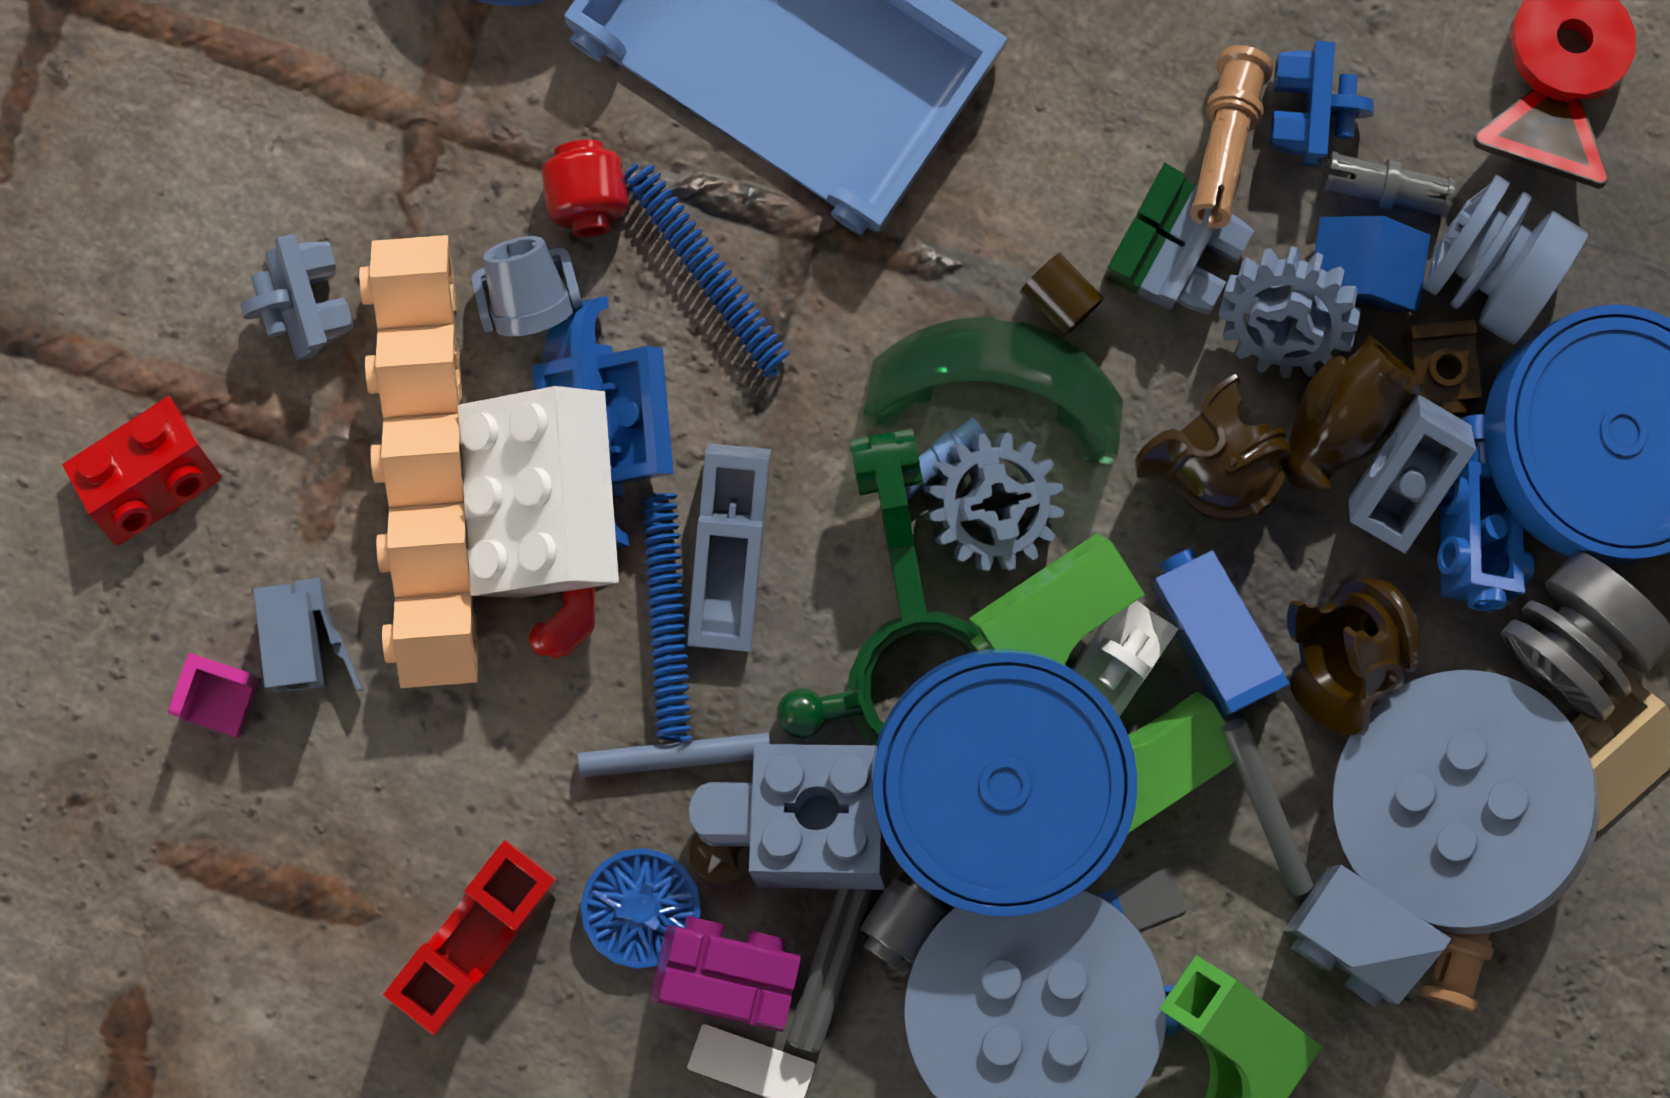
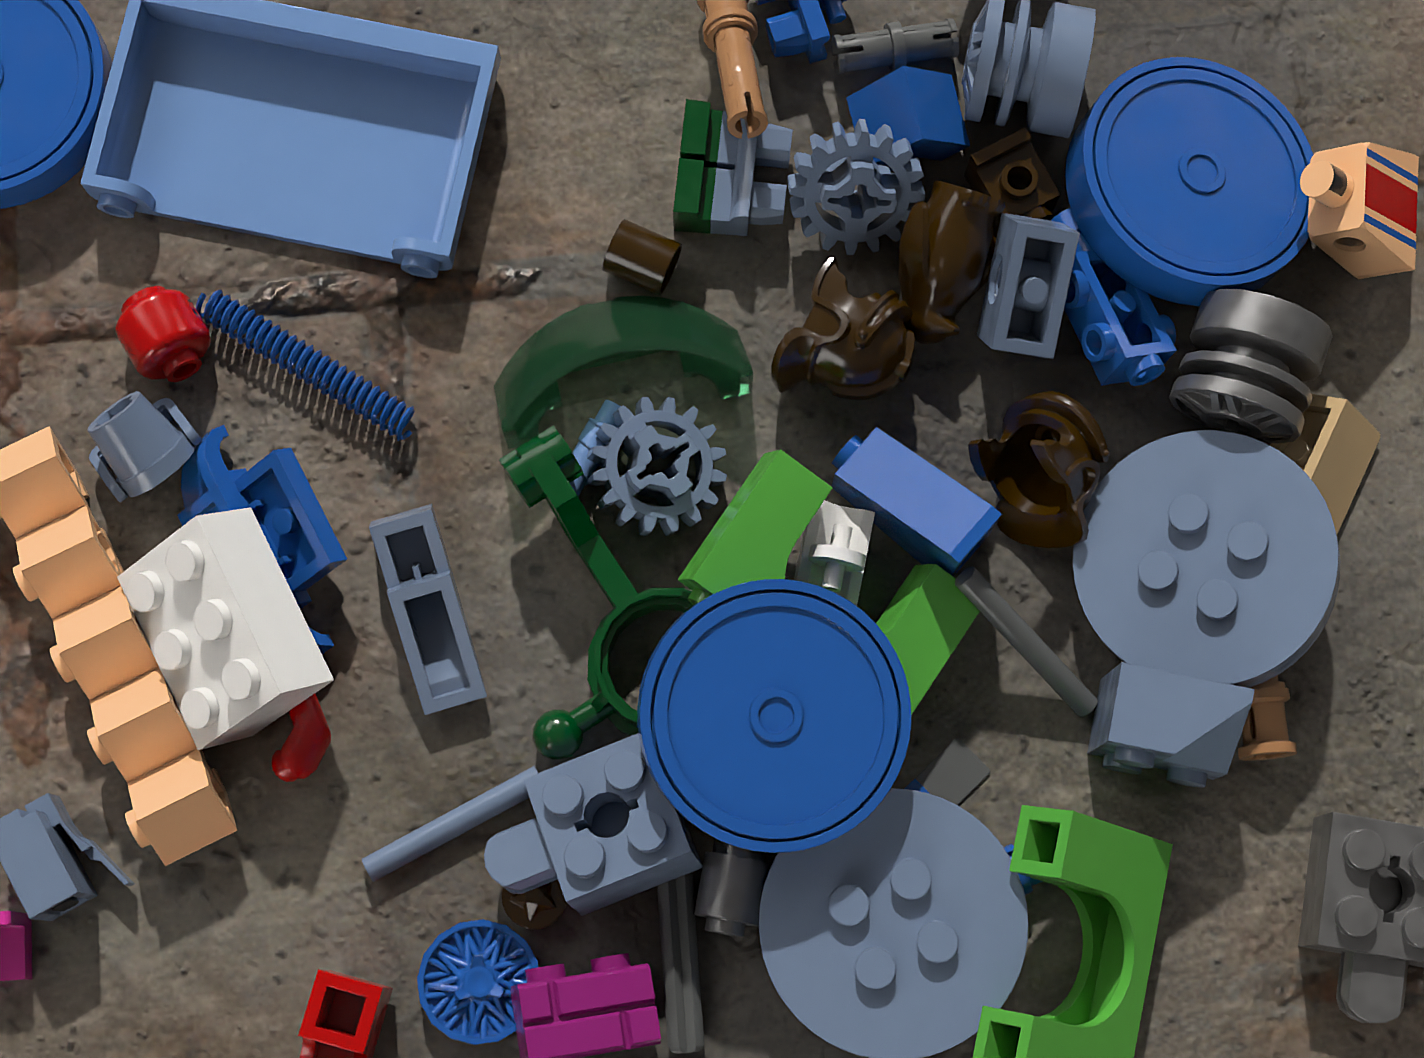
camera: 25 degrees left, 5 degrees down
(661, 654) = (386, 701): blue piece -> none

